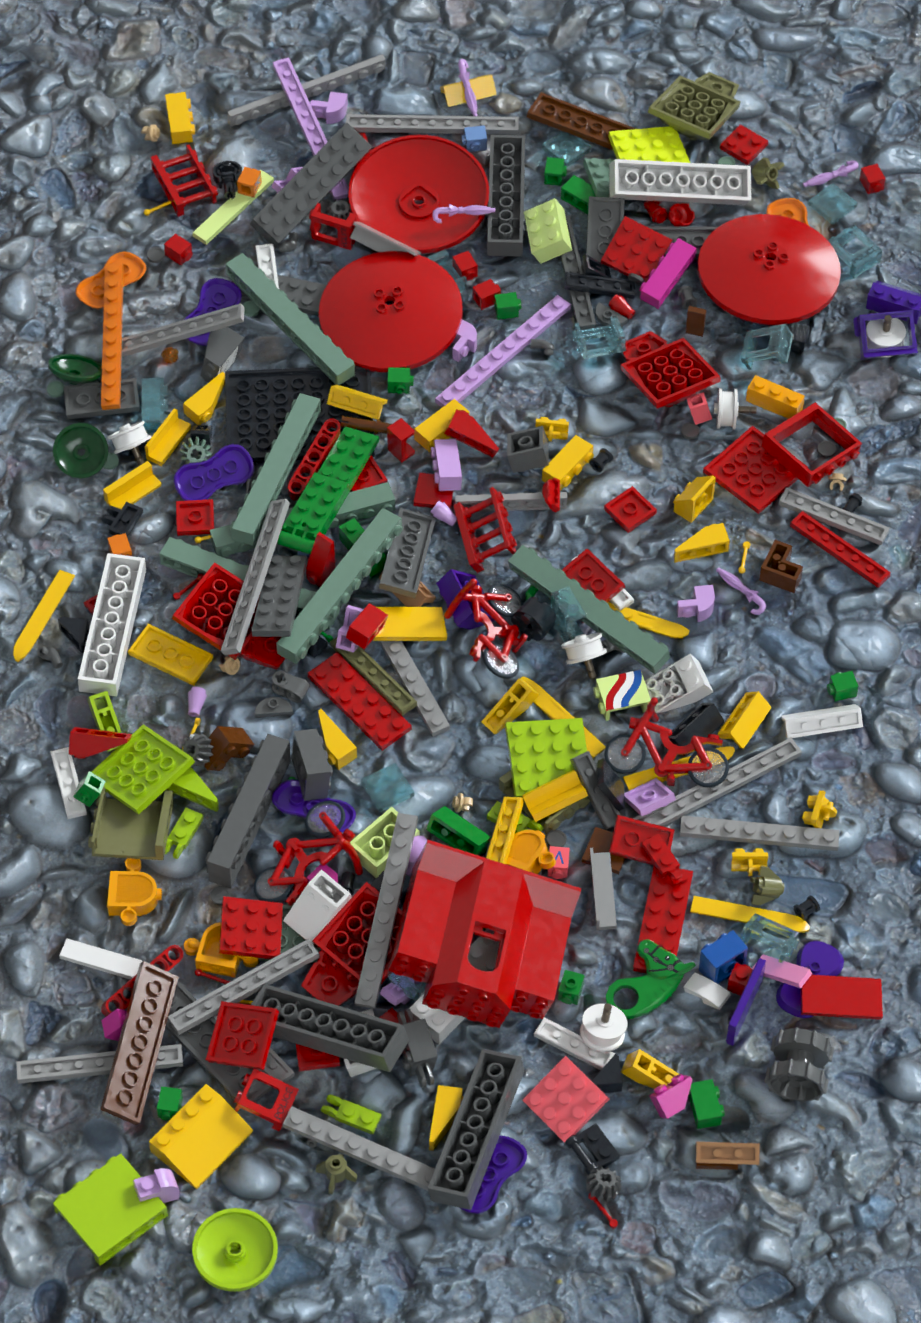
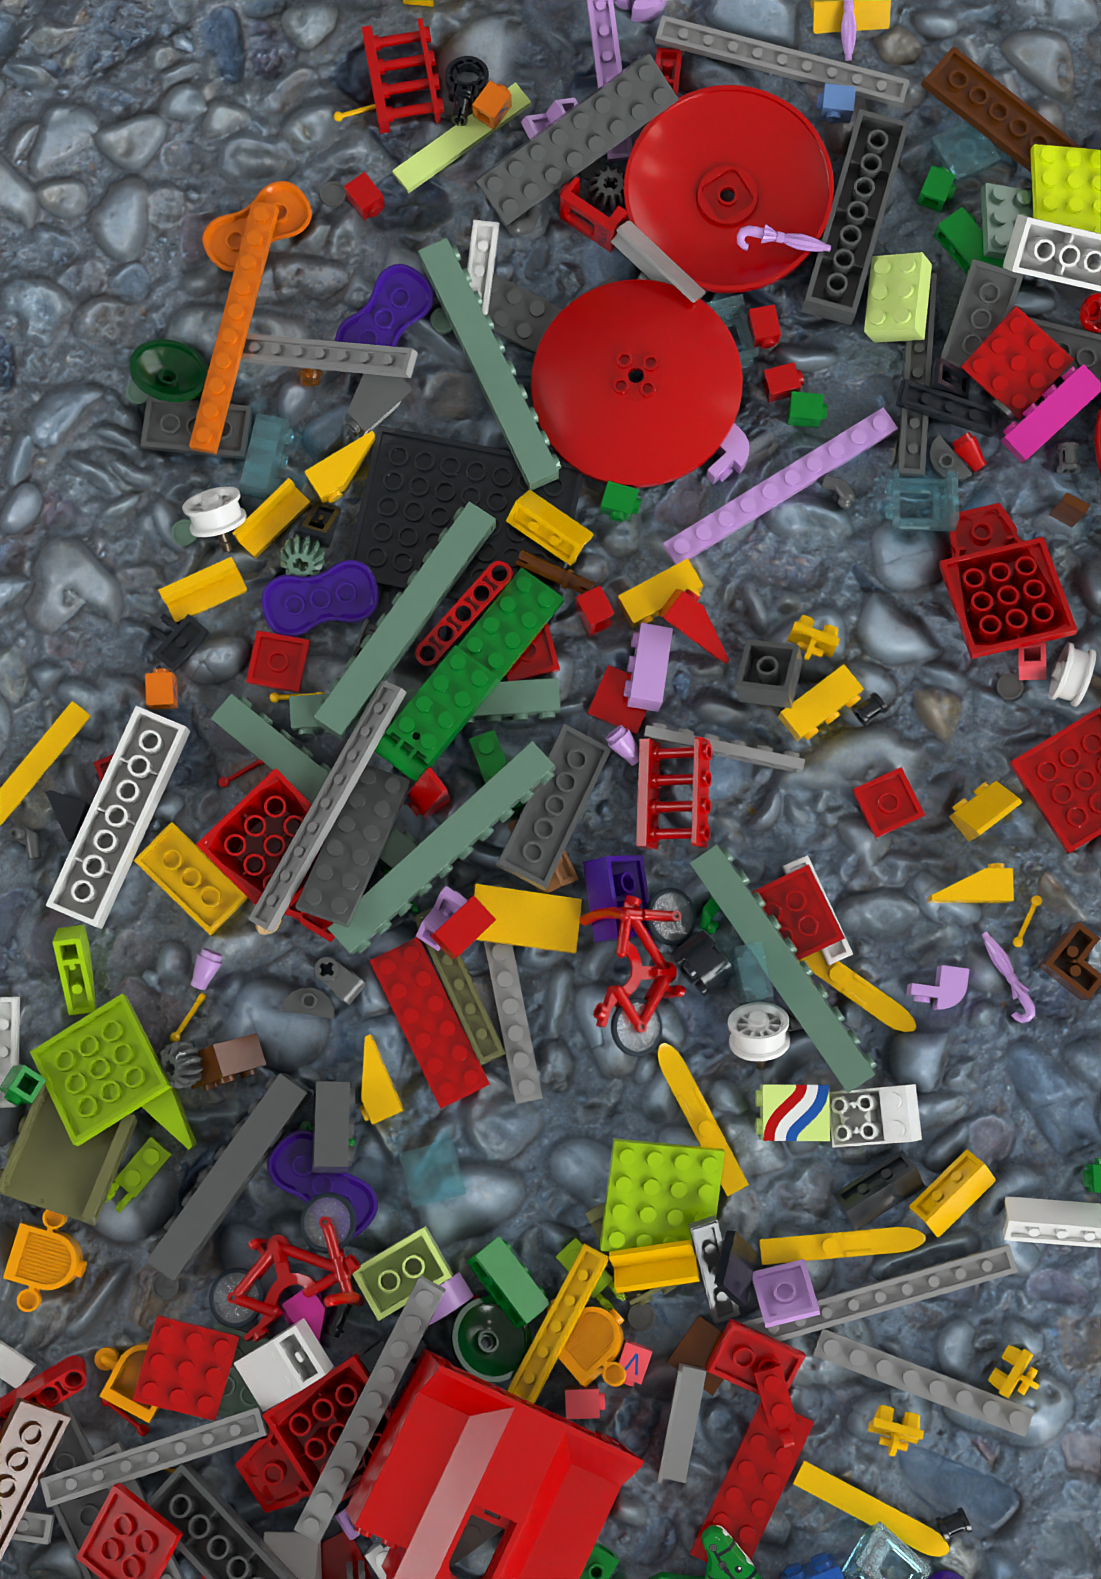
camera: 15 degrees right, 25 degrees up
(79, 437) = (130, 523): dark green dish -> none
(89, 742) = (51, 1007): red slope -> none
(461, 803) = (523, 1229): tan plate -> none
(510, 706) = (633, 1091): yellow slope -> none
(551, 494) = (782, 761): red plate -> none
(627, 753) = (773, 1218): piece -> none
(657, 213) = (1064, 297): red cone -> none
(767, 886) = (907, 1480): olive brick -> none

